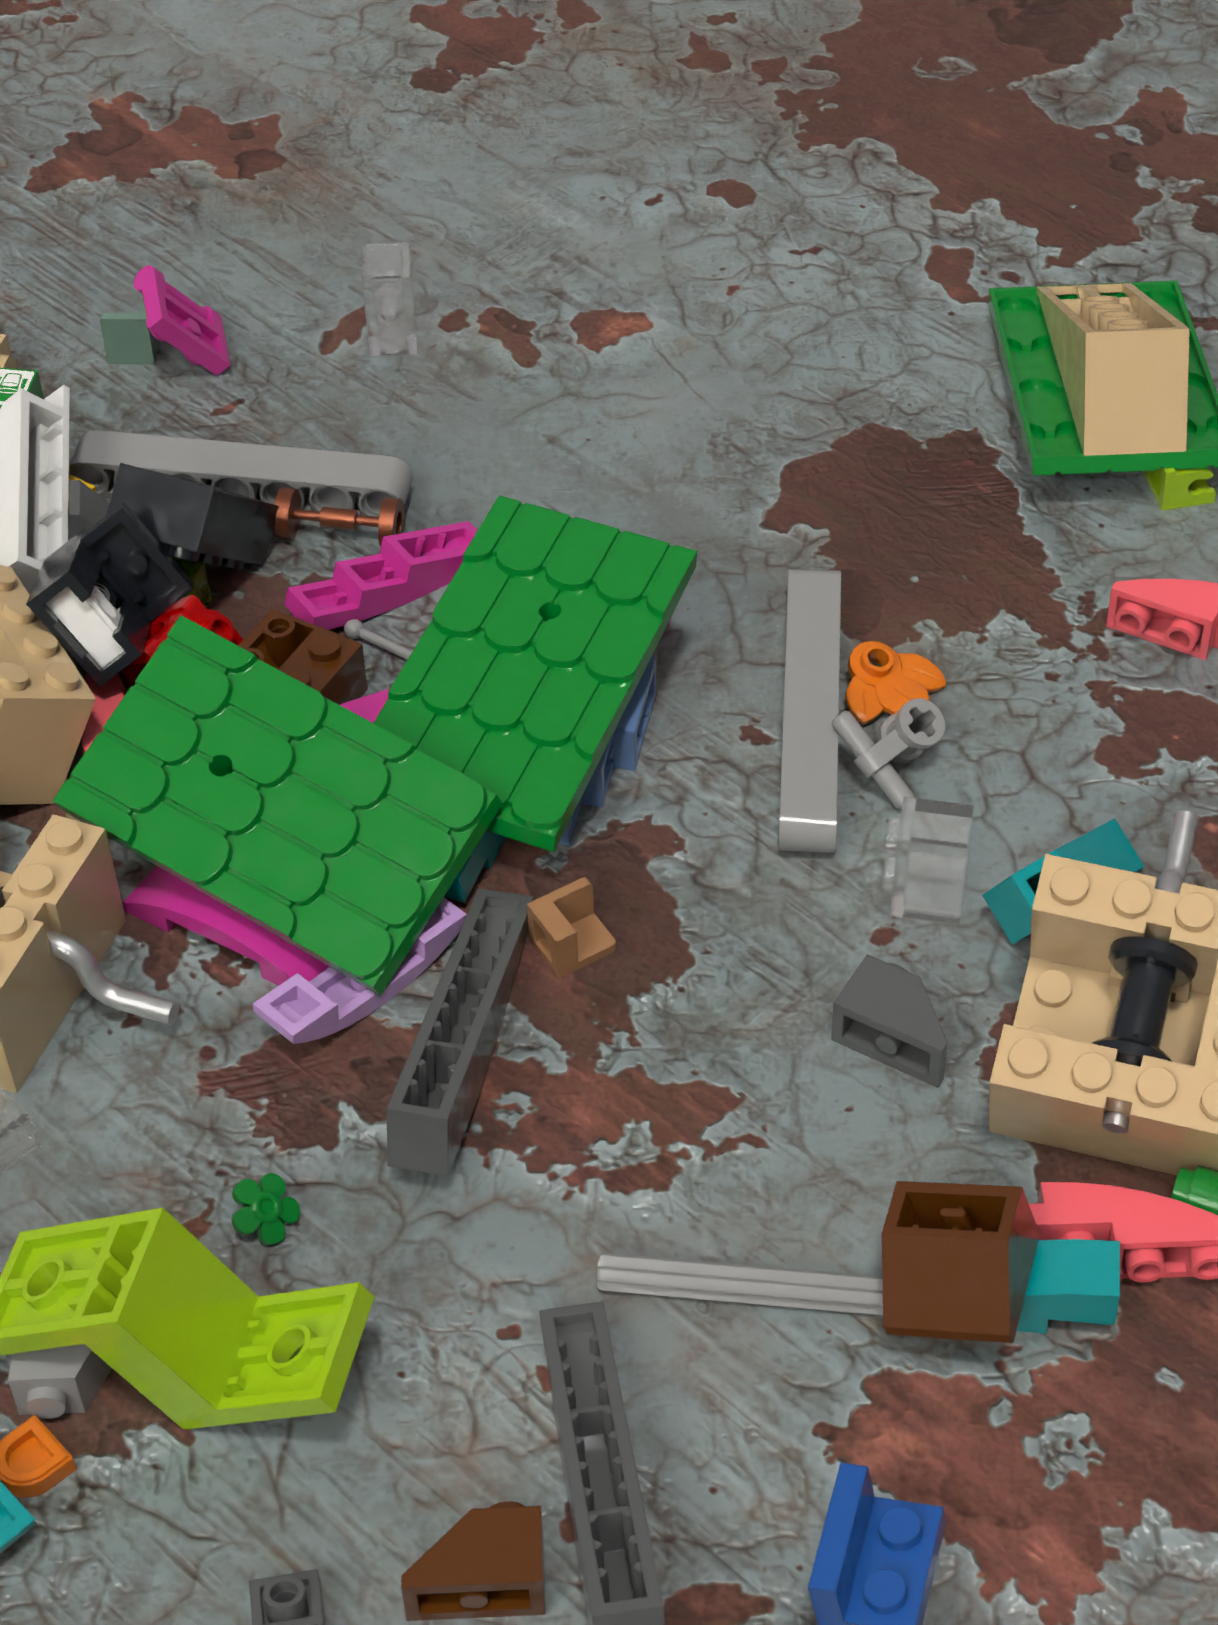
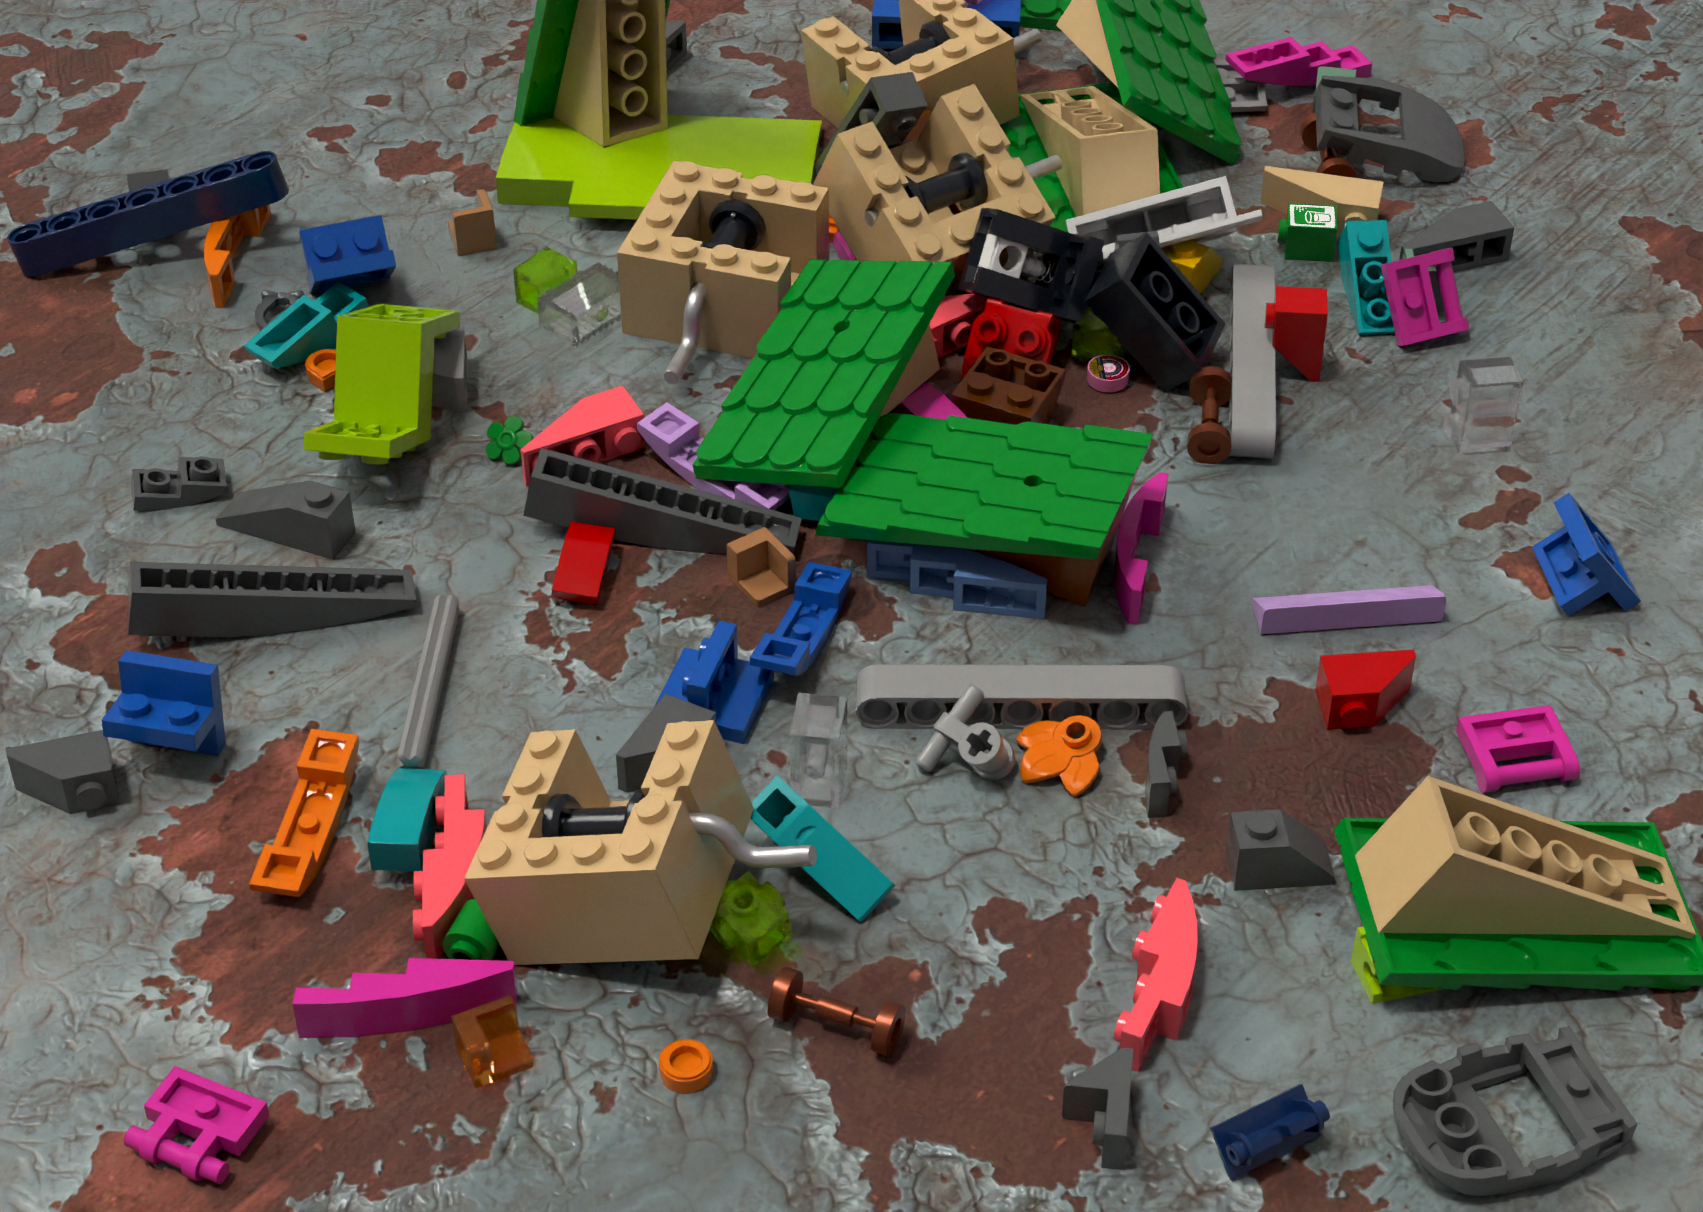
camera: 85 degrees right, 5 degrees down
(59, 295) = (1475, 232): none -> dark grey slope
(112, 370) = (1361, 252): none -> teal slope
(232, 404) = (1299, 327): none -> red slope
(232, 599) = (1108, 373): none -> tile
(271, 1109) = (592, 429): none -> coral slope
(370, 585) = (1189, 480): dark pink slope -> none
(400, 1476) = (294, 515): none -> dark grey slope
(481, 1567) = (214, 540): reddish brown slope -> none
(526, 1104) = (583, 563): none -> red slope
(632, 275) = (1582, 562): none -> blue bracket
(666, 453) = (1349, 609): none -> lavender slope
(685, 897) = (807, 622): none -> blue slope
(782, 985) = (721, 682): none -> blue bracket
(808, 449) = (1362, 687): none -> red slope
(873, 364) = (1516, 736): none -> dark pink plate
(905, 603) = (1165, 752): none -> dark grey slope
(956, 1260) = (405, 748): reddish brown slope -> none
(1031, 1410) = (311, 816): none -> orange slope
(1045, 539) = (1275, 852): none -> dark grey slope

